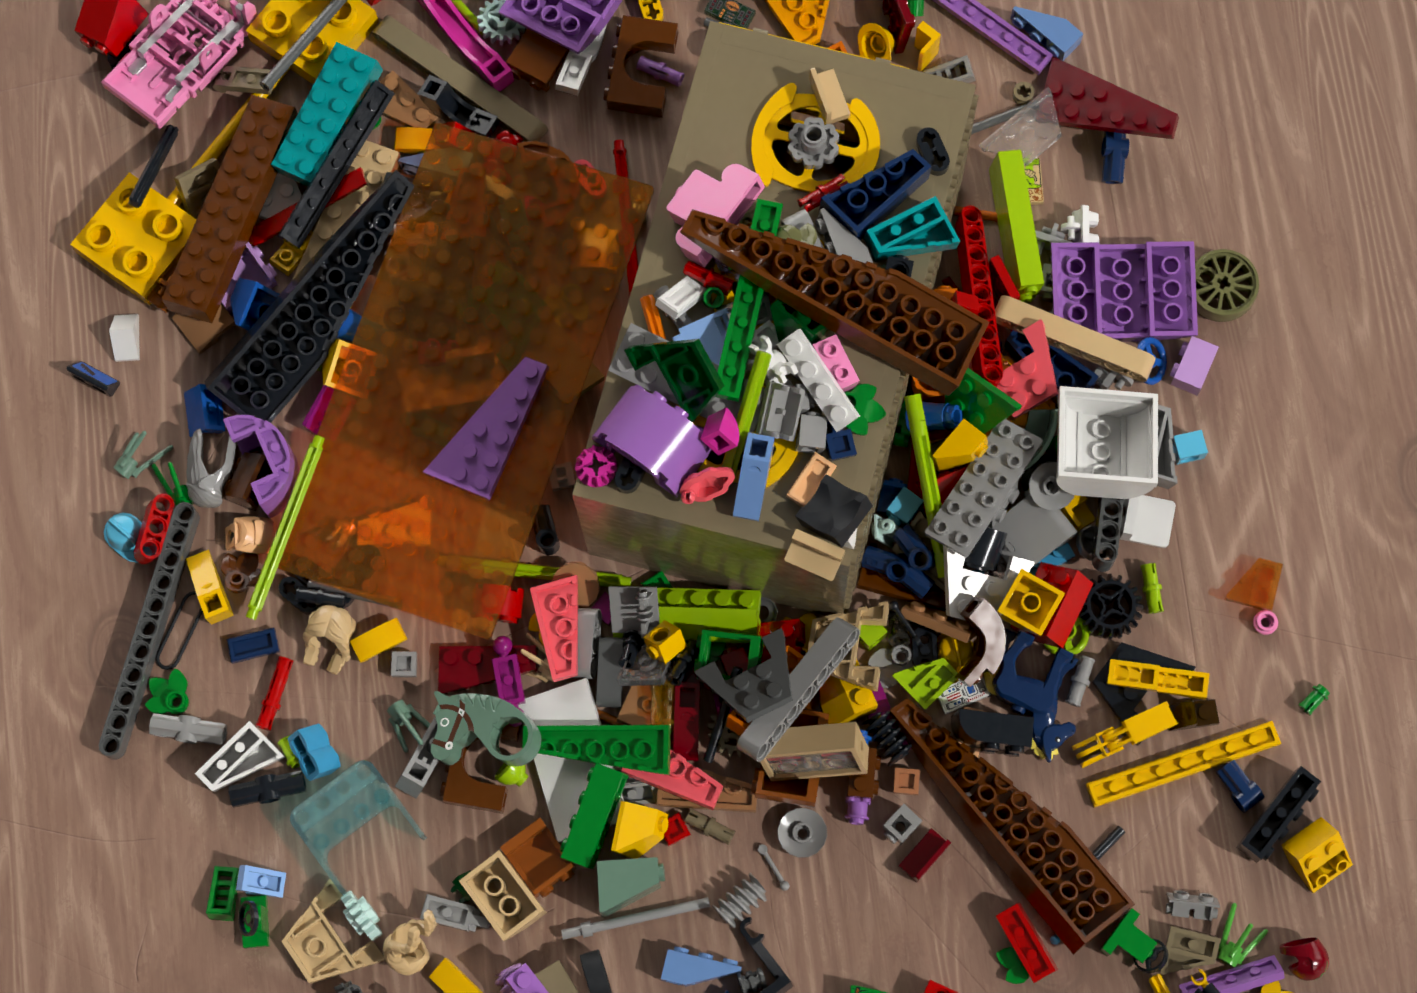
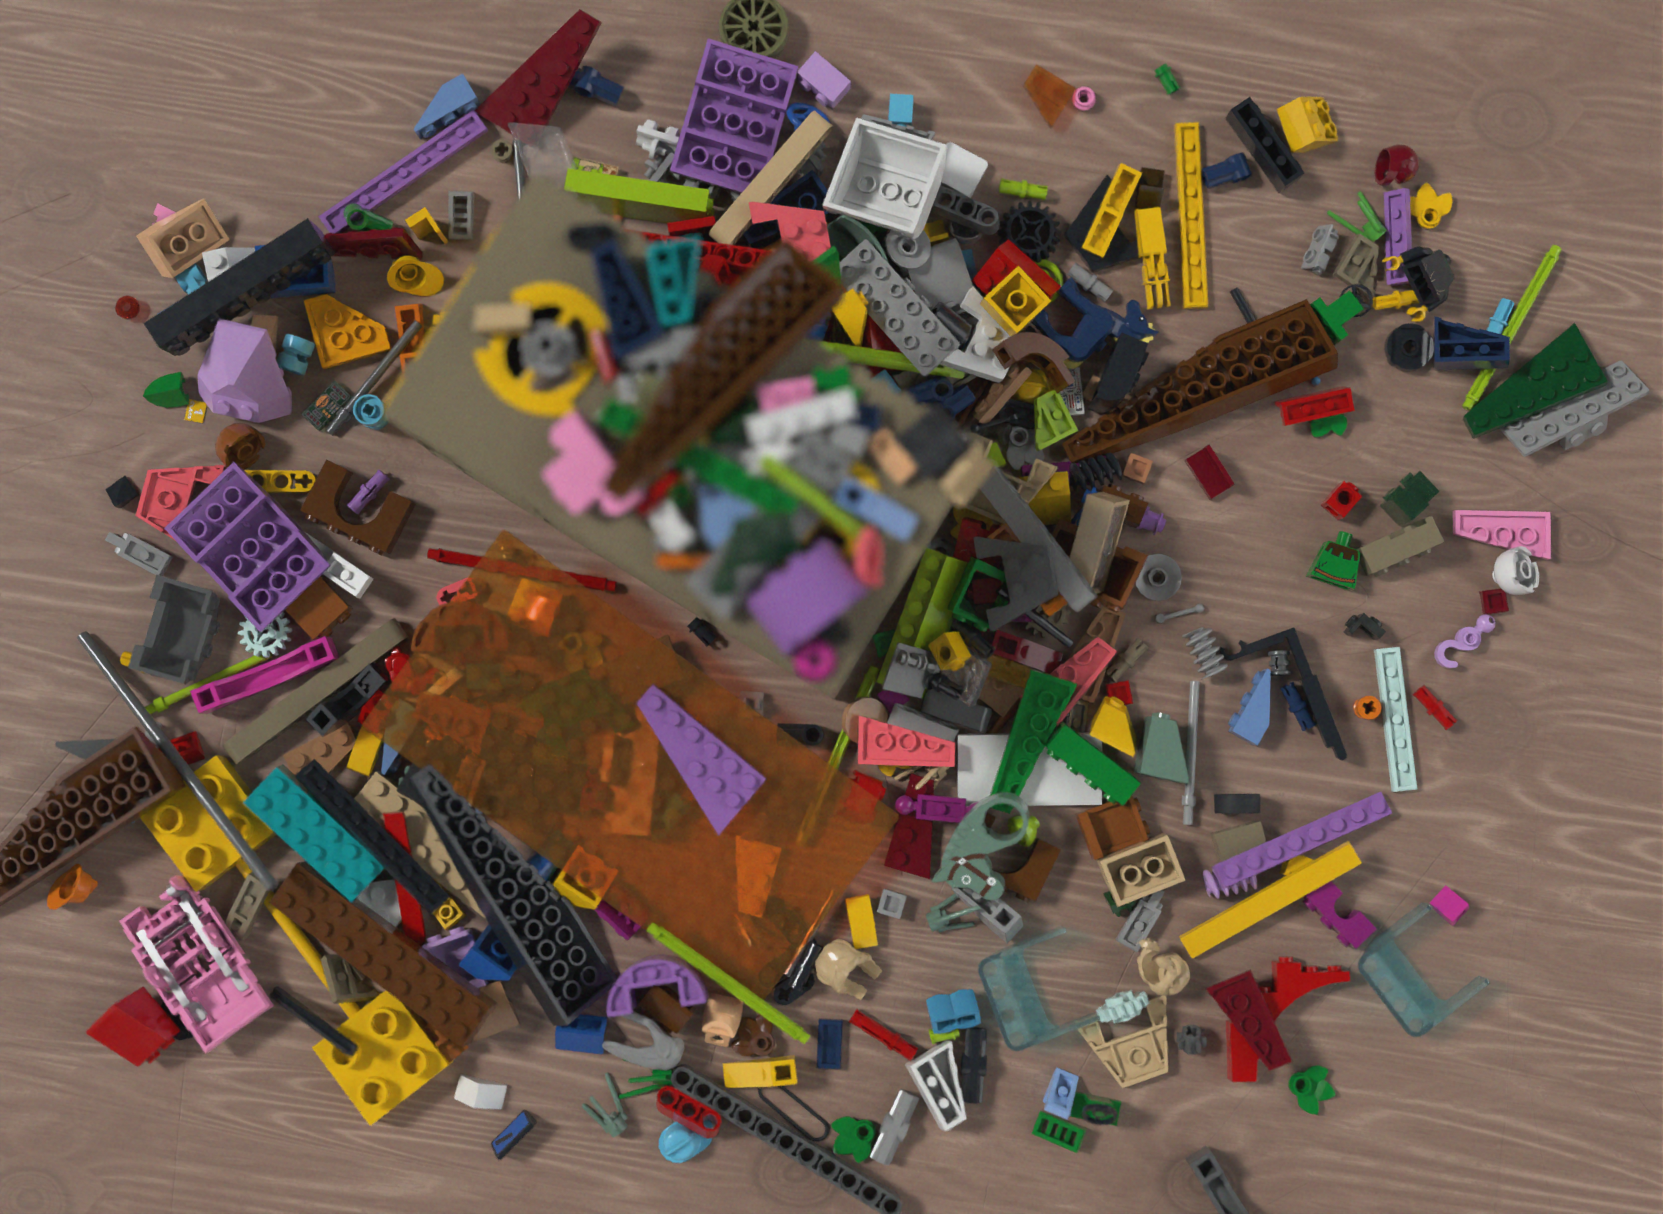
camera: 80 degrees left, 10 degrees up
(721, 432) = (824, 526): dark pink brick -> none
(906, 817) = (1180, 477): light grey brick -> none

